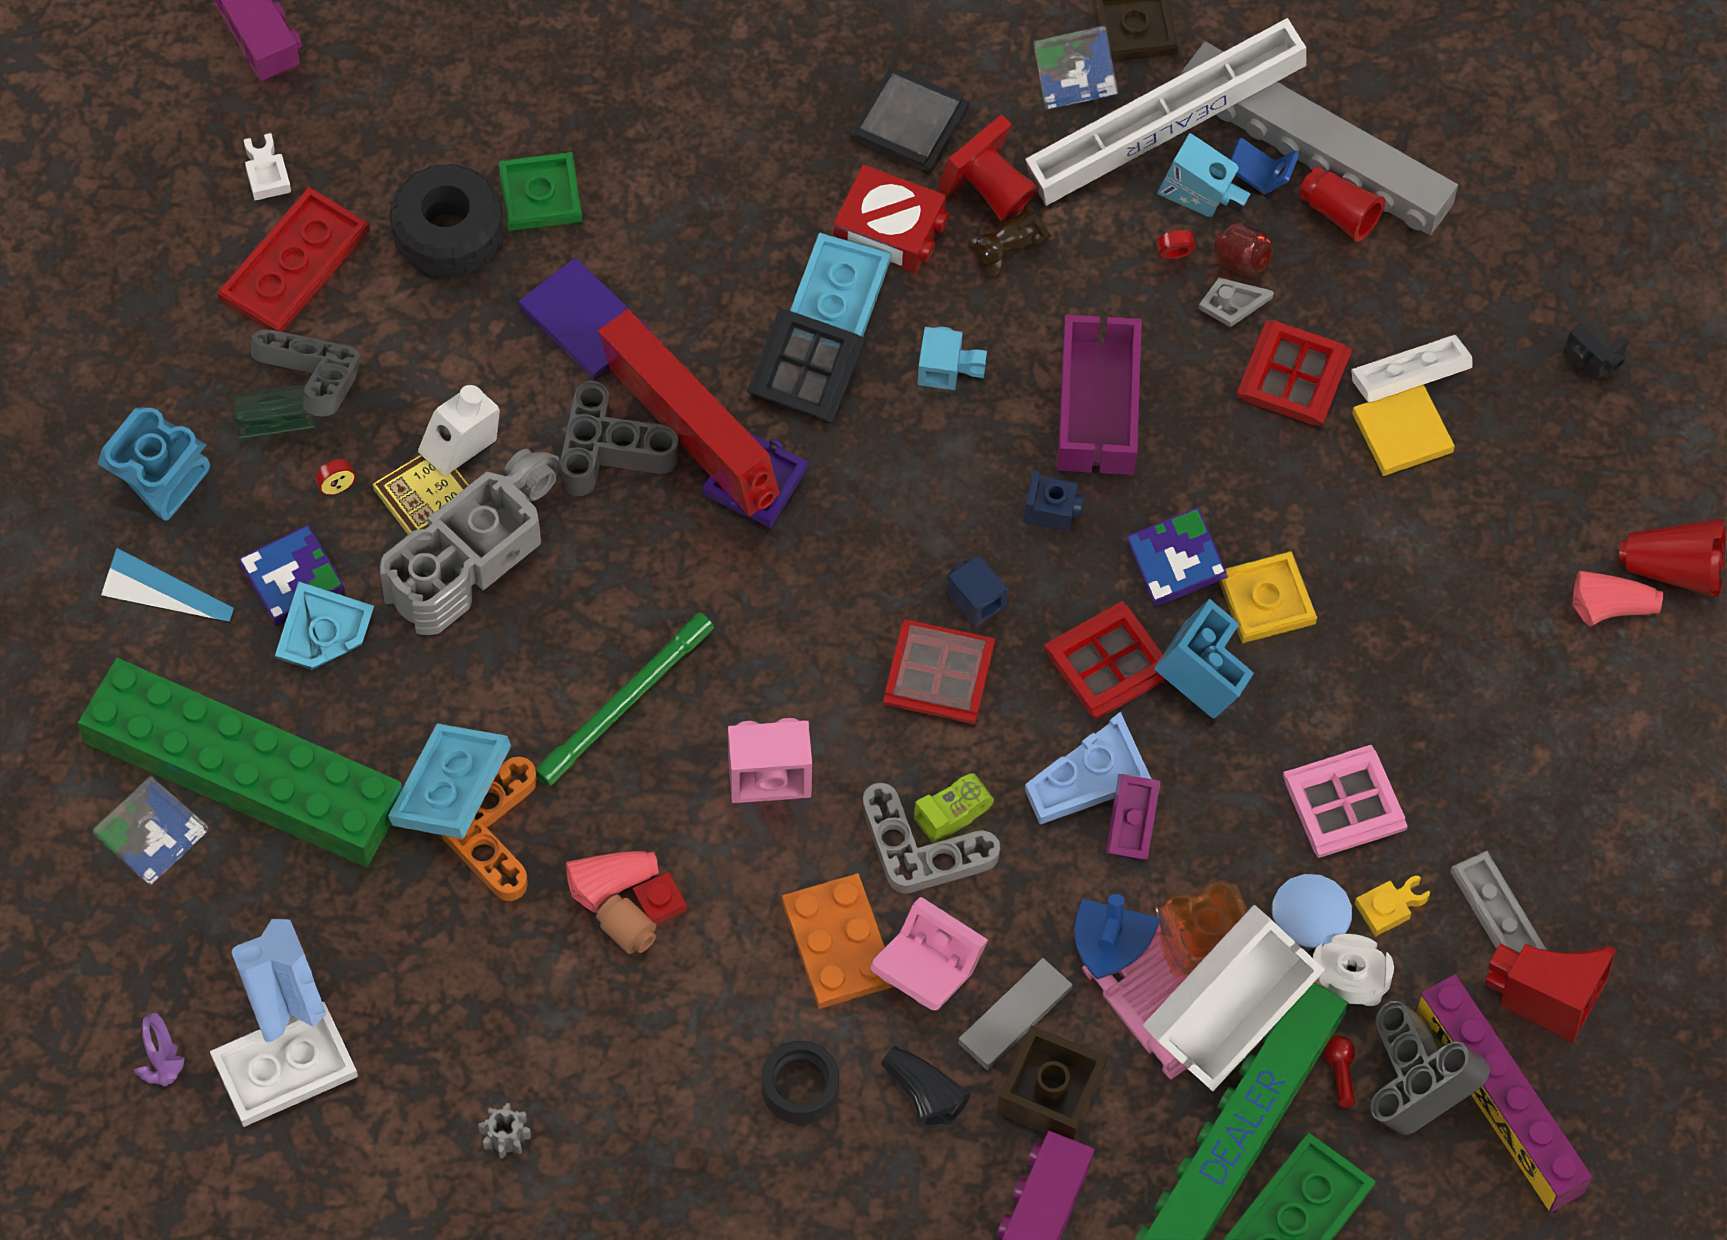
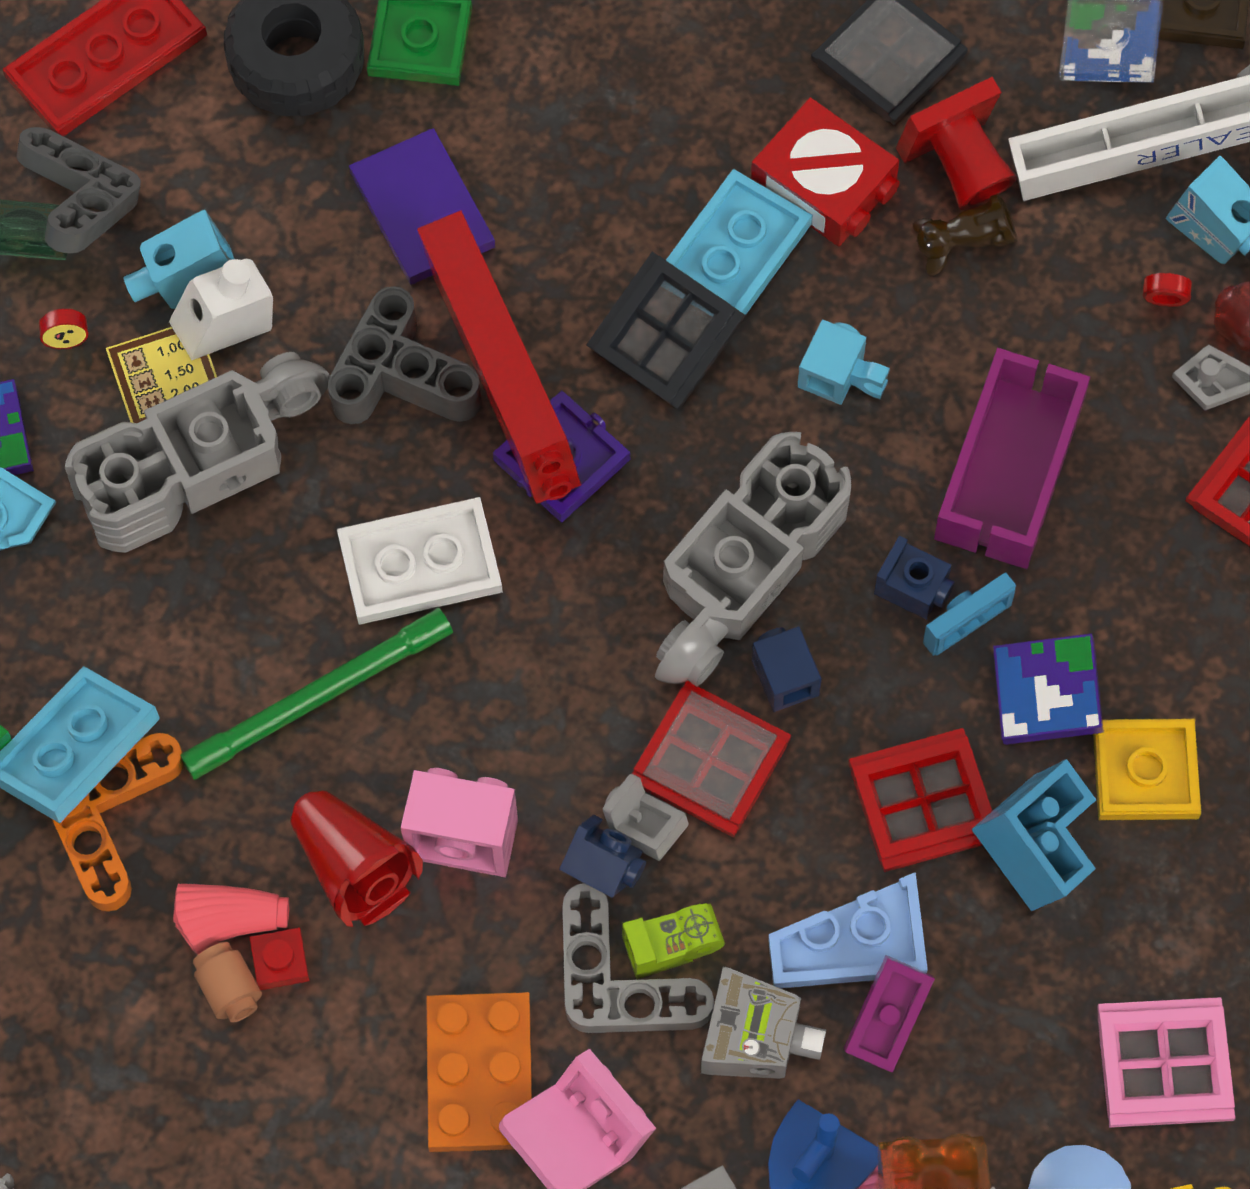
camera: 20 degrees right, 5 degrees up
(412, 402) = (177, 258): none -> medium azure torso
(671, 581) = (419, 560): none -> white plate
(695, 807) = (354, 858): none -> red cone
(884, 761) = (603, 858): none -> dark blue brick
(904, 727) = (644, 819): none -> light grey bracket
(923, 509) = (749, 551): none -> light grey brick
(1037, 854) = (756, 1029): none -> light grey torso
(1101, 516) = (968, 613): none -> dark azure plate

